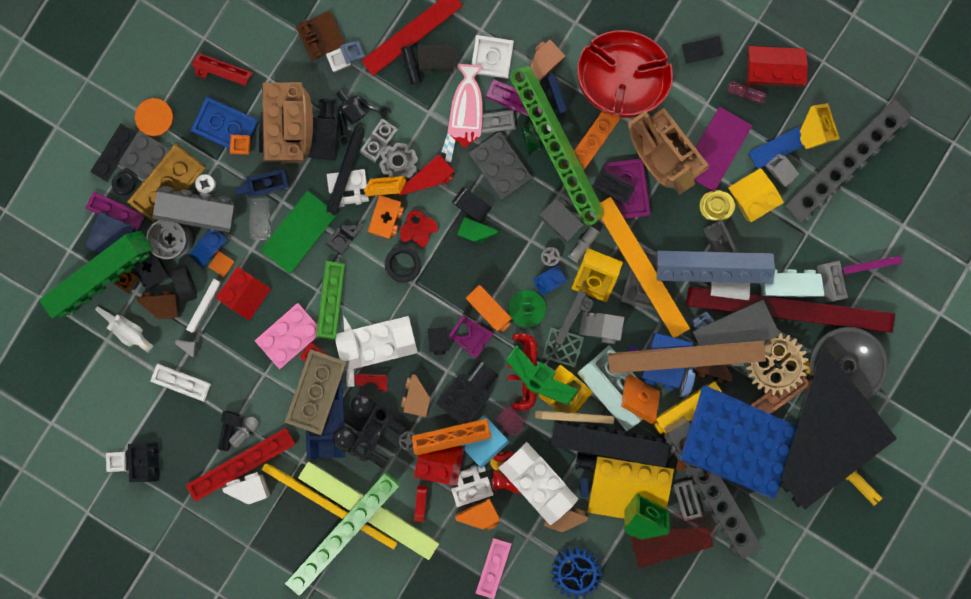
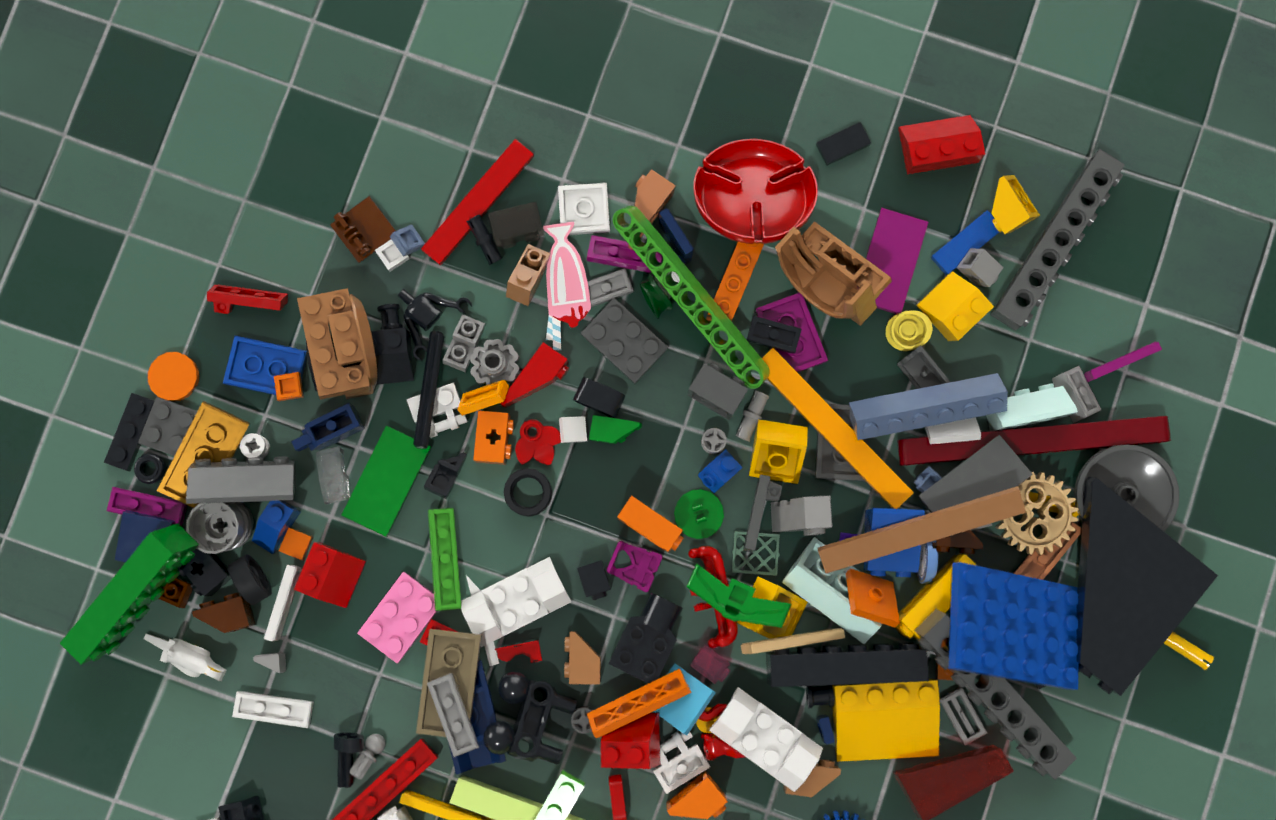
camera: 10 degrees left, 5 degrees down
(314, 414) = (453, 714): none -> light grey tile
(438, 99) = (527, 275): none -> medium nougat slope
(446, 224) = (572, 429): none -> white tile
(646, 518) = (918, 755): green slope -> none
(746, 92) = (910, 183): clear pink axle -> none

